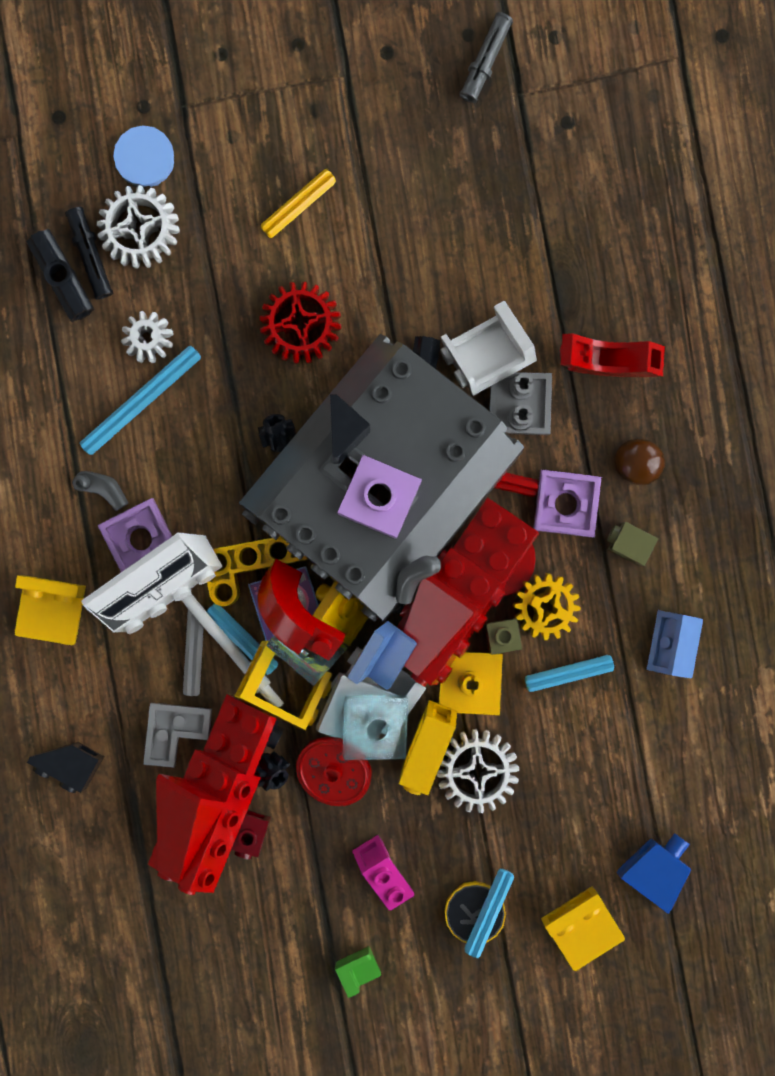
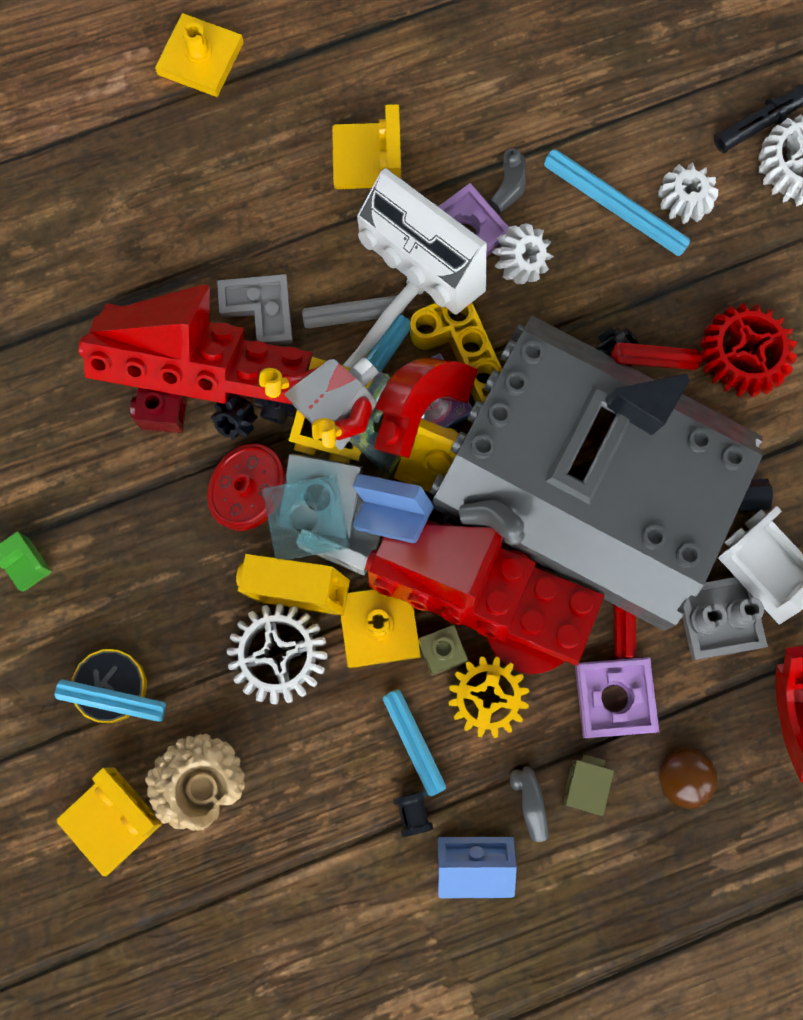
camera: 80 degrees right, 10 degrees down
(51, 260) = (719, 103): black piece -> none
(70, 764) = (203, 207): black slope -> none
(175, 494) = (515, 243): none -> white gear
(284, 691) = (328, 398): none -> torso
(292, 403) = (656, 356): none -> red axle
(382, 873) = (136, 565): dark pink bracket -> none
(386, 518) = (562, 474): lavender piece -> none
(567, 855) = (194, 781): none -> tan hair
(625, 685) = (413, 813): none -> black bush
(634, 589) = (532, 803): none -> dark grey arm
(658, 871) = (193, 901): blue torso -> none

